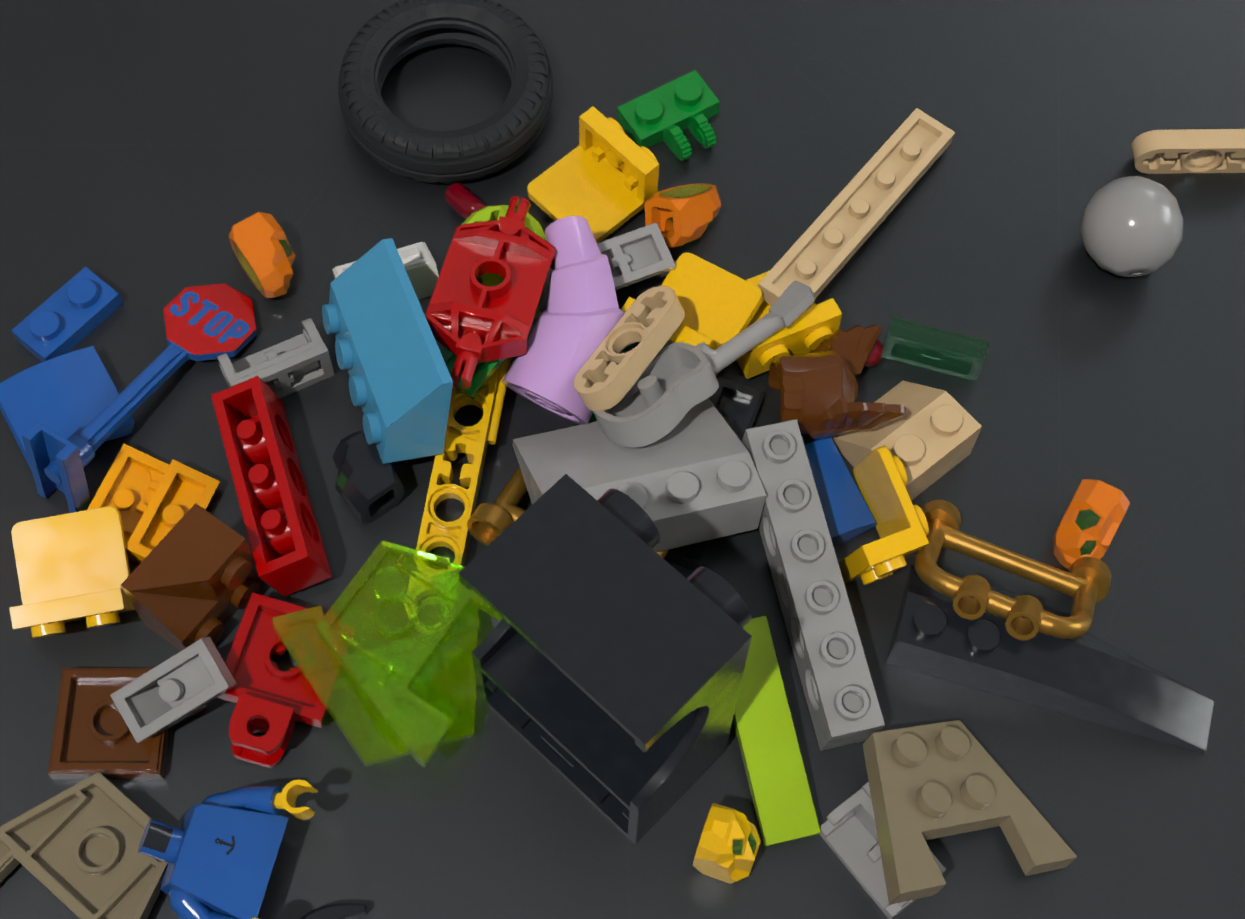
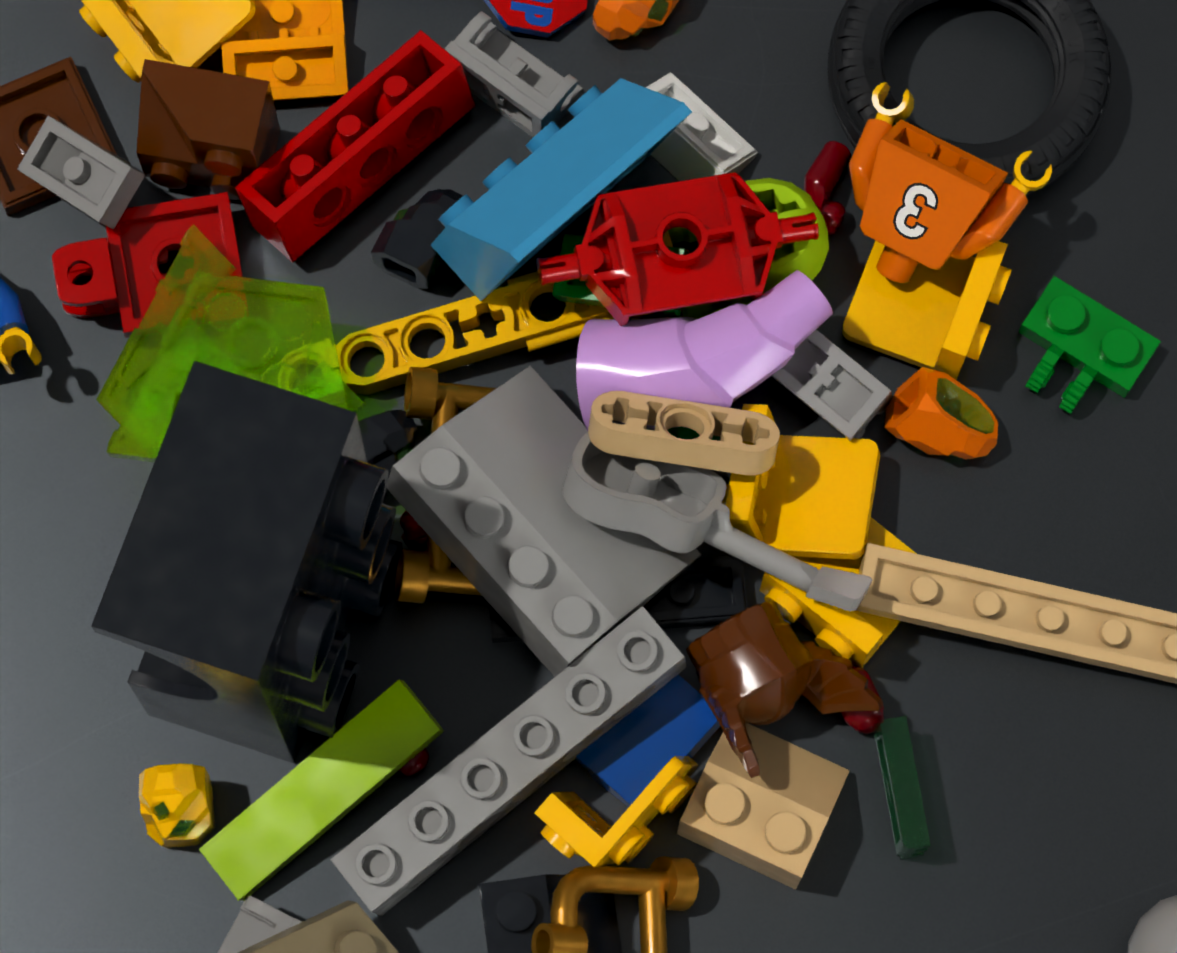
camera: 65 degrees right, 10 degrees up
(532, 132) = (928, 194): none -> orange torso

